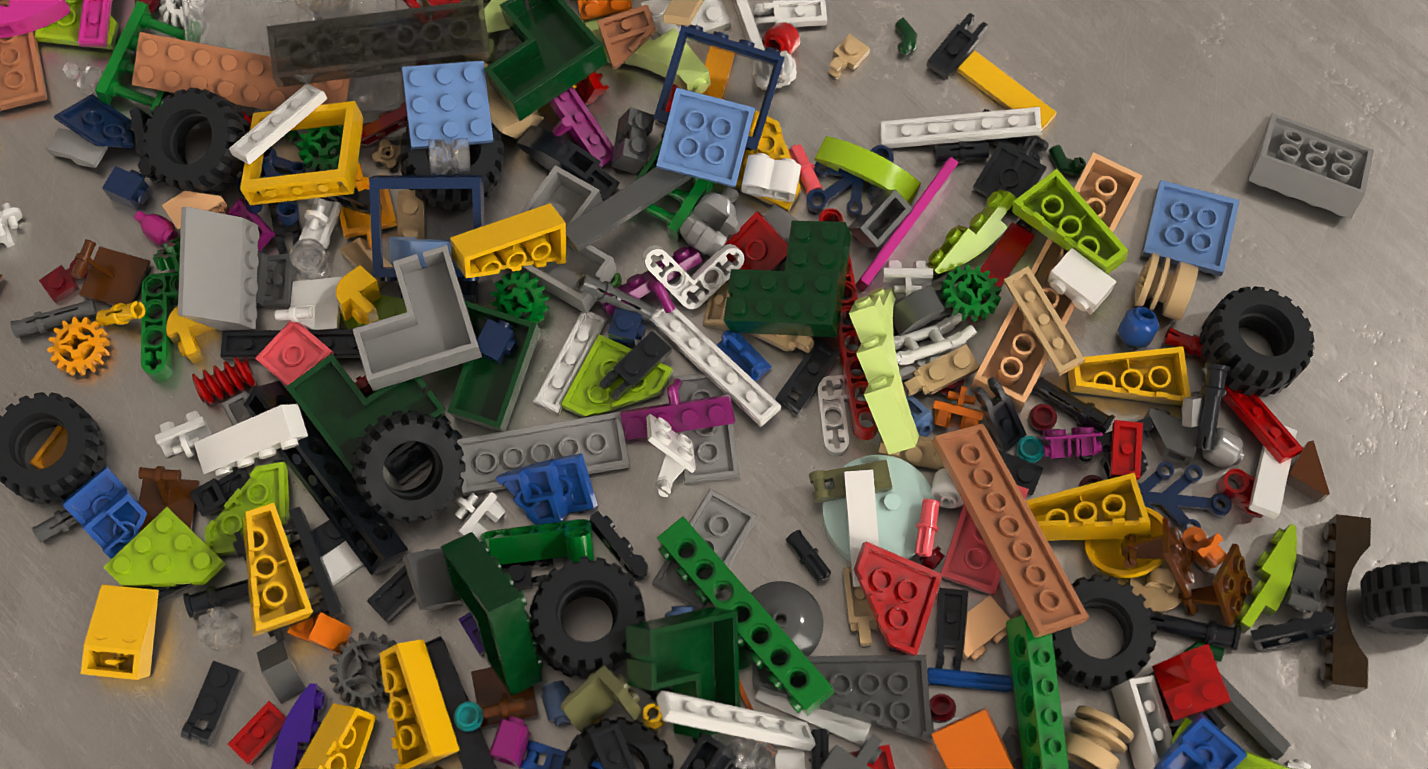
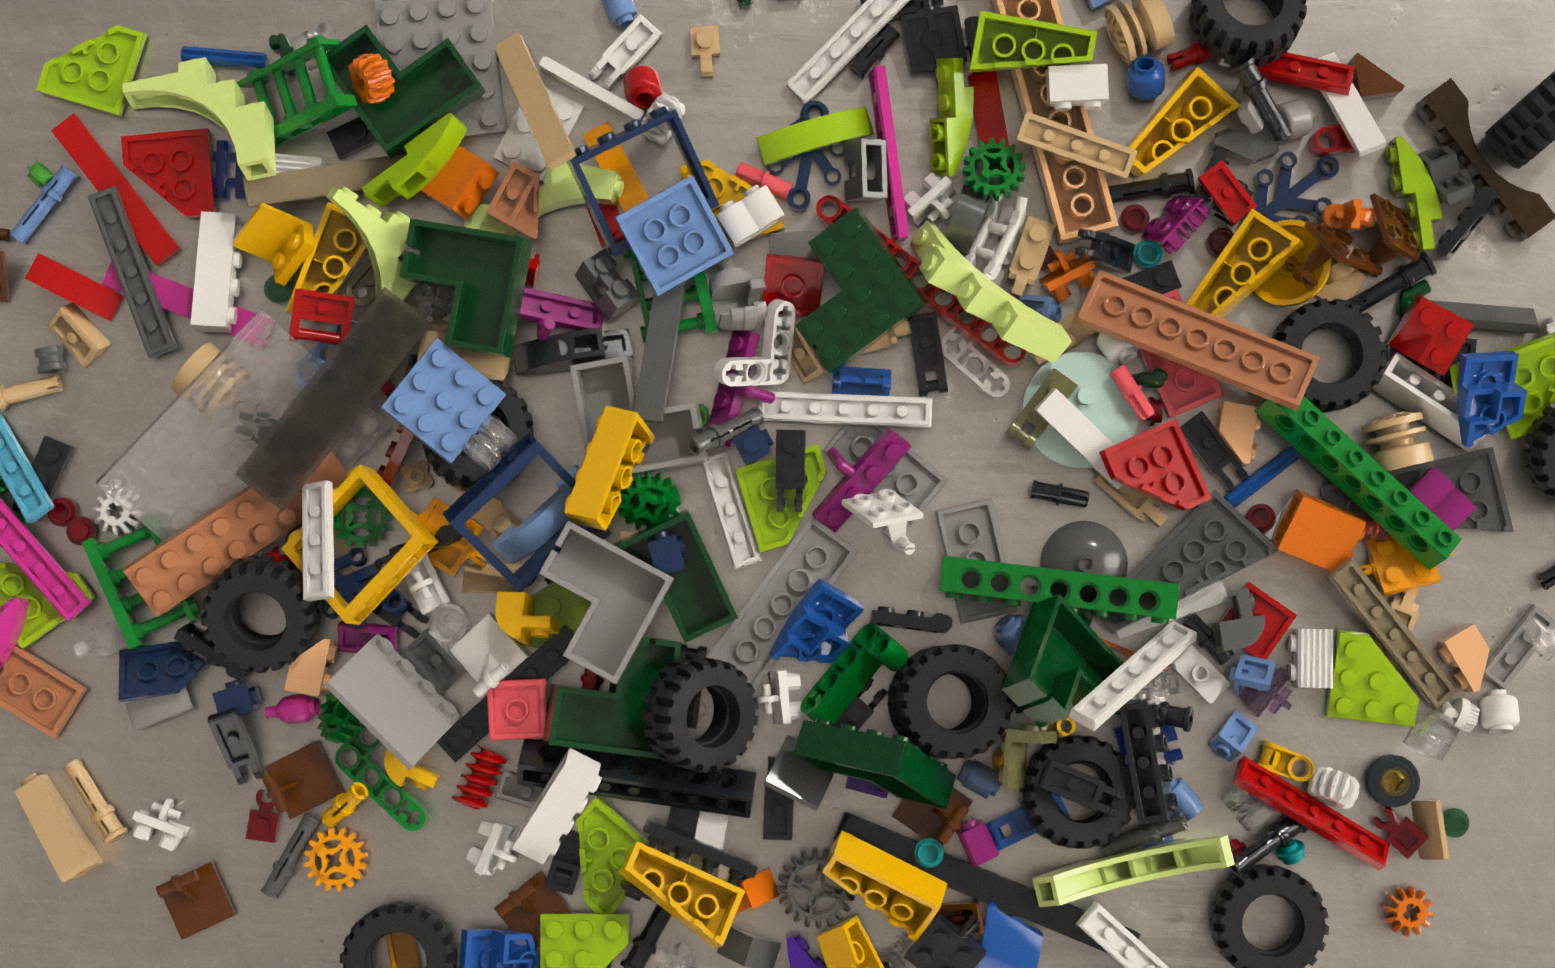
camera: 40 degrees left, 15 degrees up
(95, 210) = (235, 743): none -> black hinge
(950, 534) = (1151, 380): none -> dark green arm

